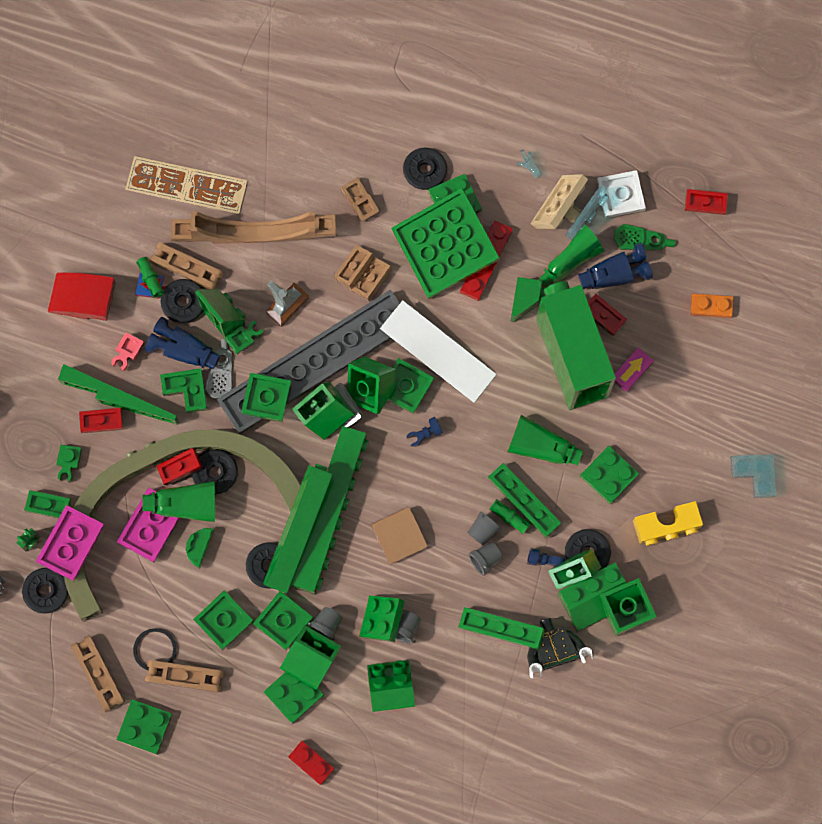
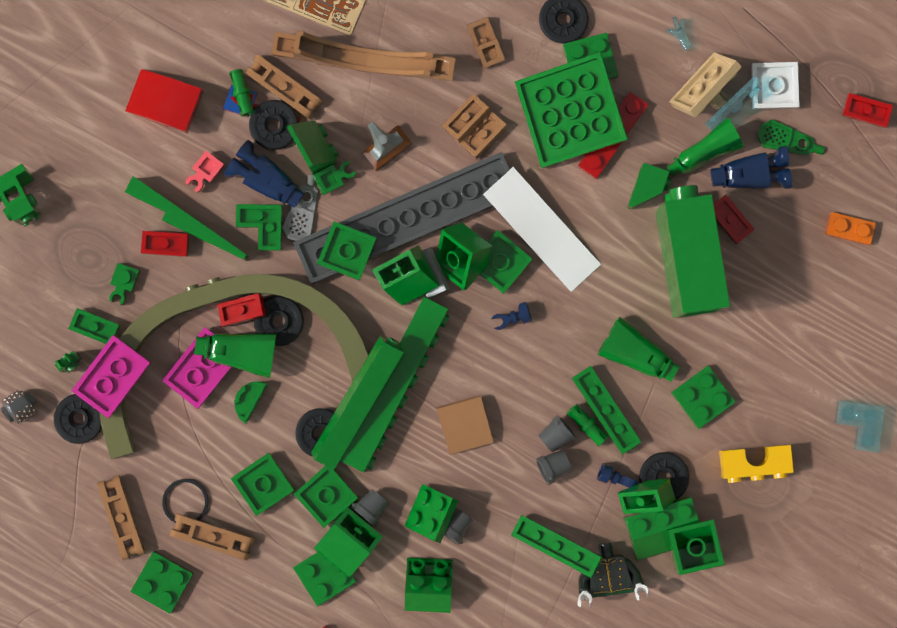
camera: 15 degrees right, 10 degrees up
(632, 369) = (750, 285): dark pink tile -> none

